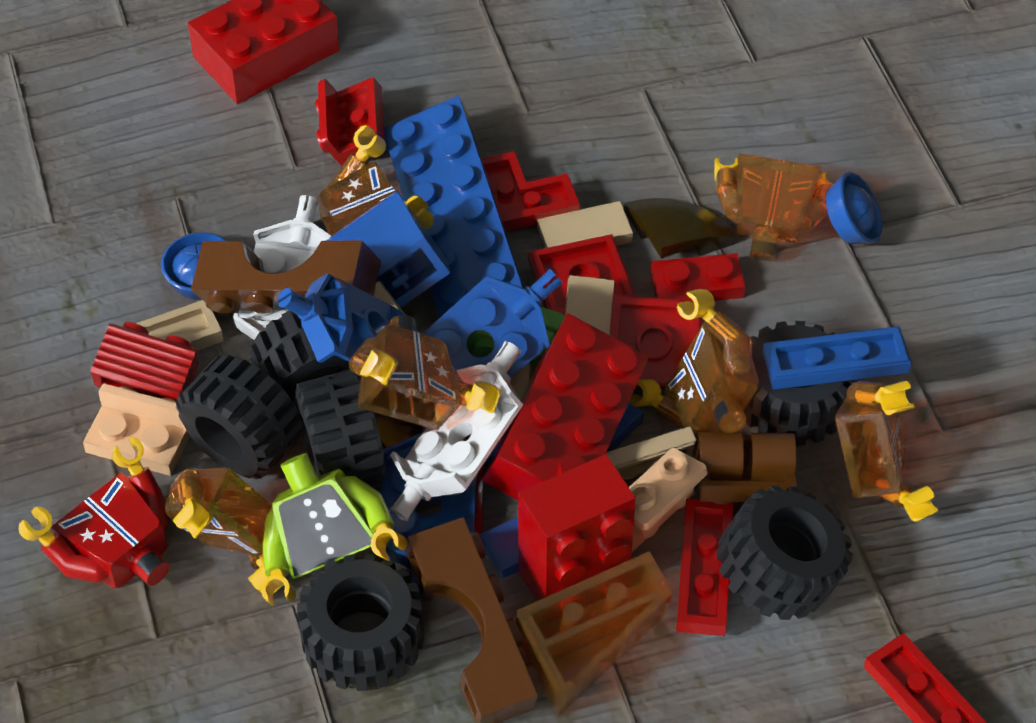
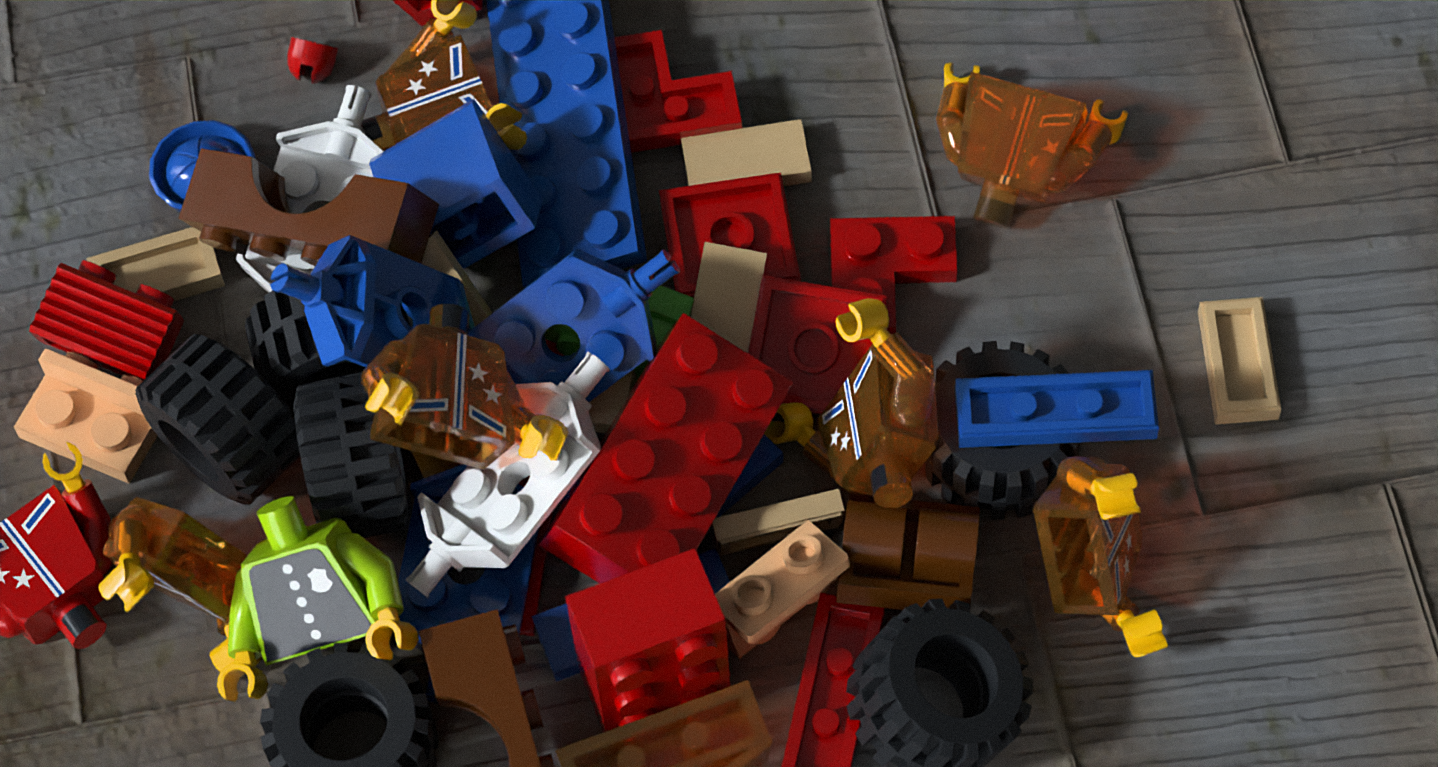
camera: 10 degrees right, 10 degrees up
(267, 186) = (313, 54): none -> red hinge
(679, 226) = (880, 164): dark brown brick -> none
(854, 210) = (1130, 165): blue hat -> none
(950, 330) = (1239, 360): none -> tan tile

